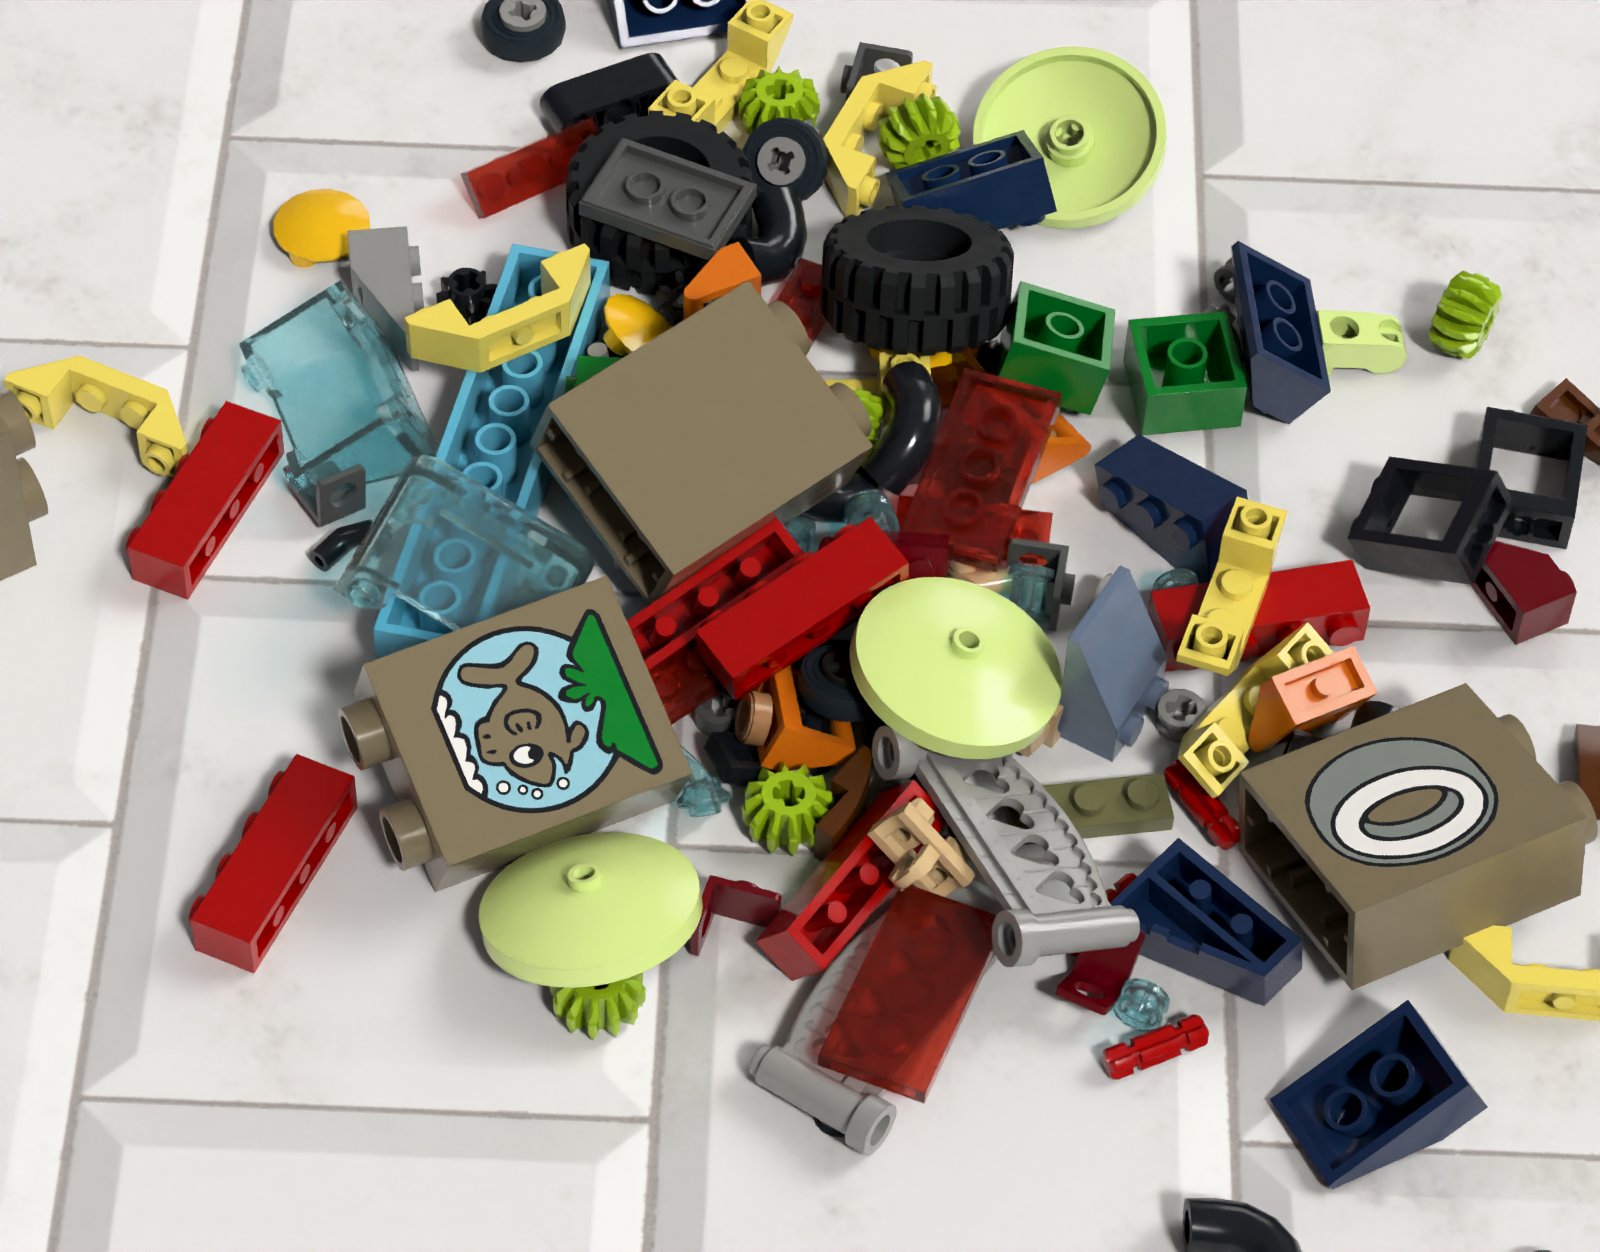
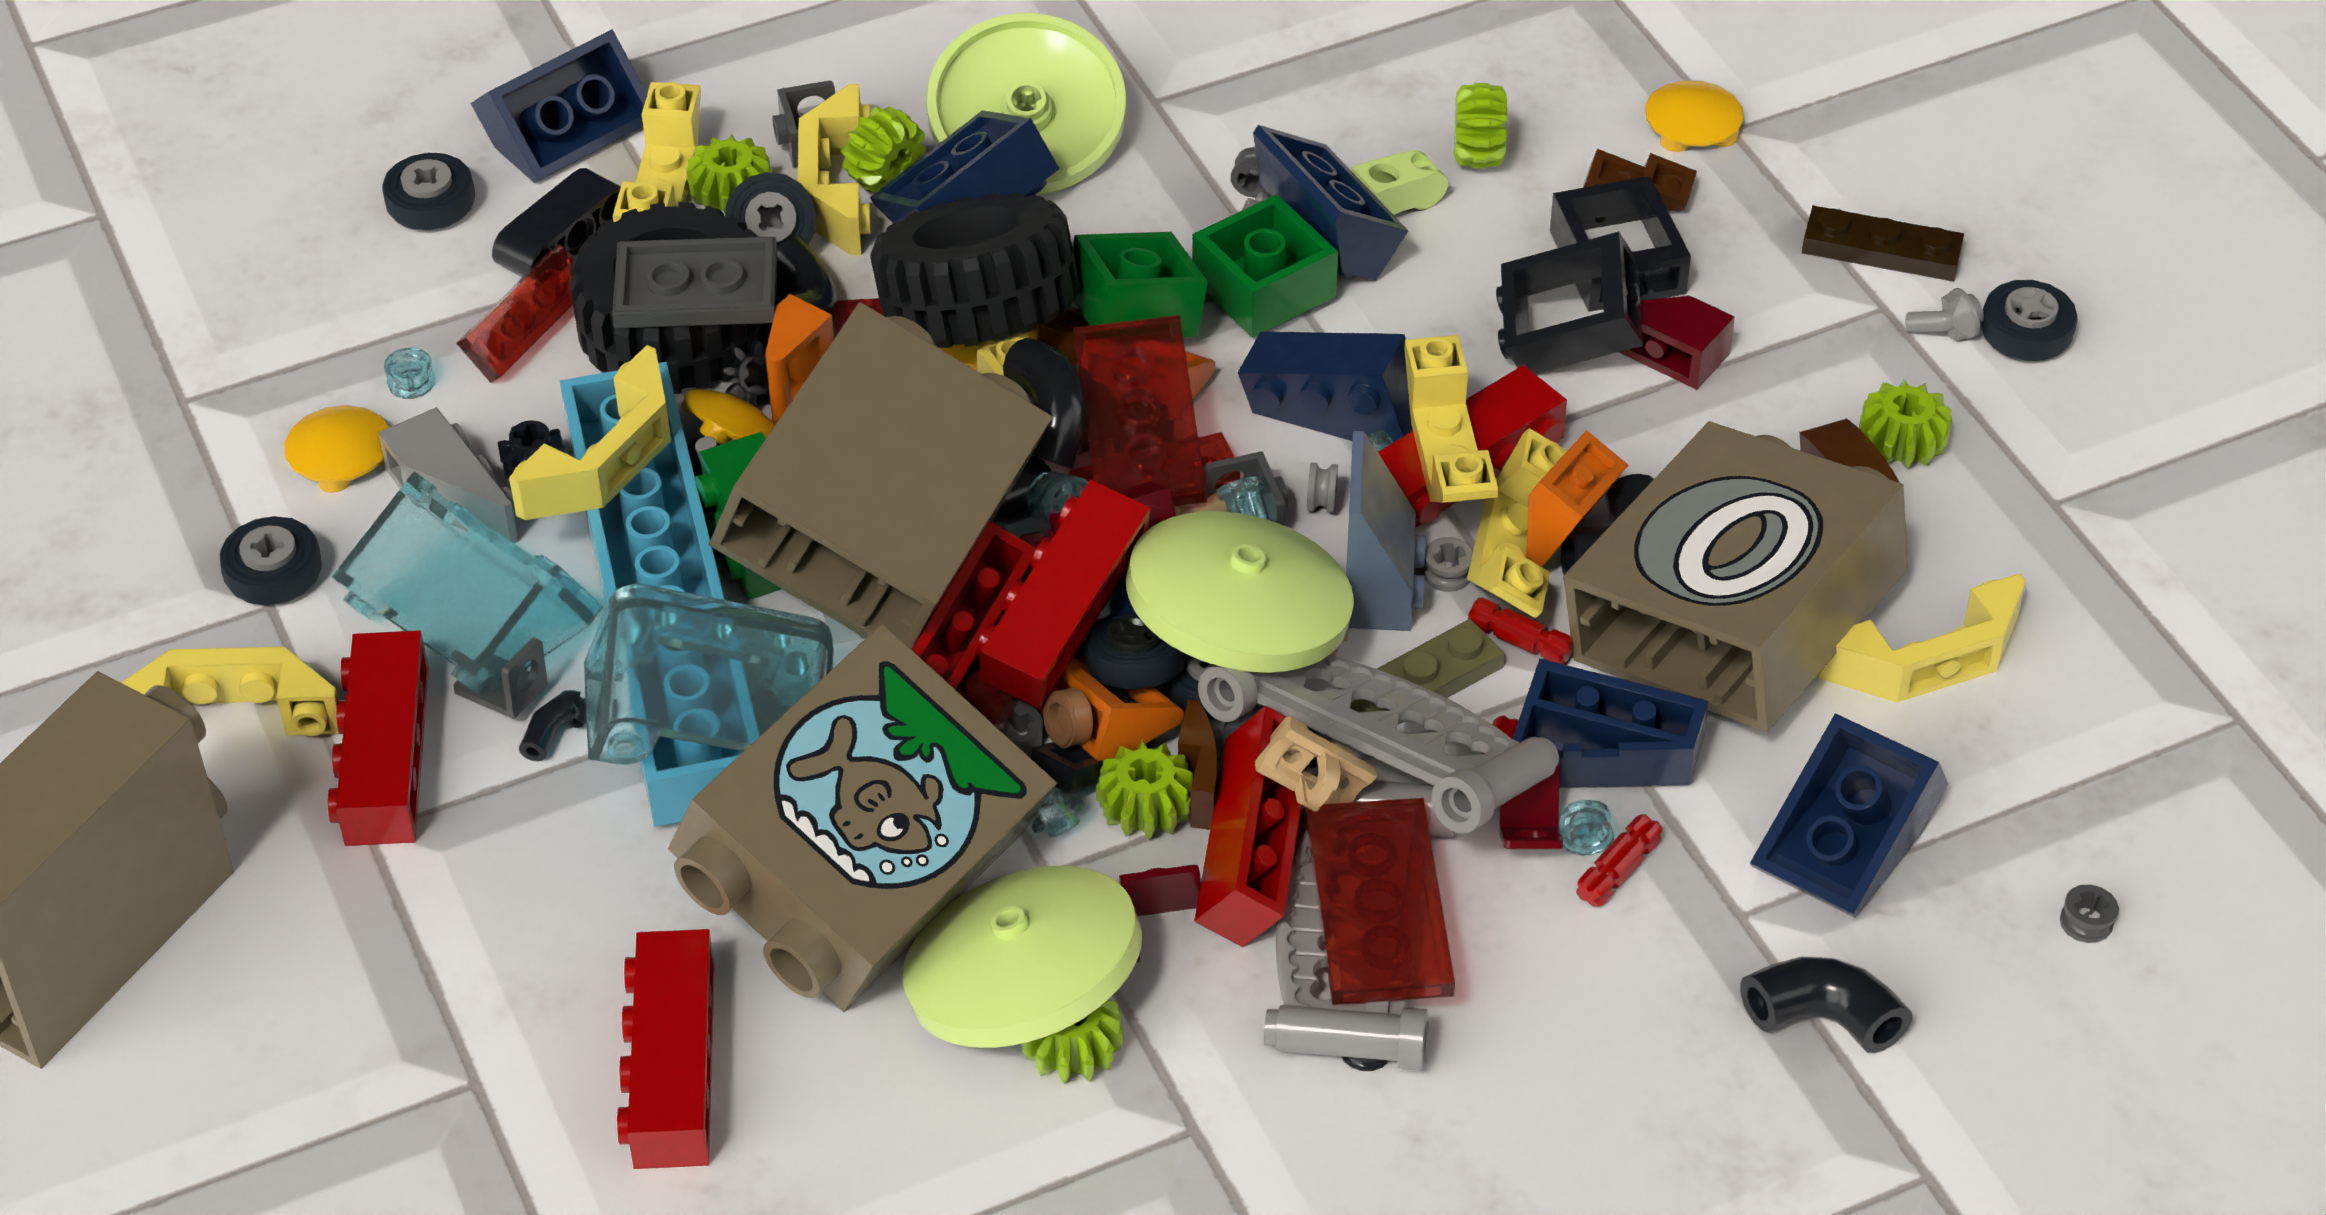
camera: 25 degrees left, 5 degrees down
(209, 308) = (270, 560): none -> black wheel
(412, 196) = (408, 361): none -> clear light blue bush

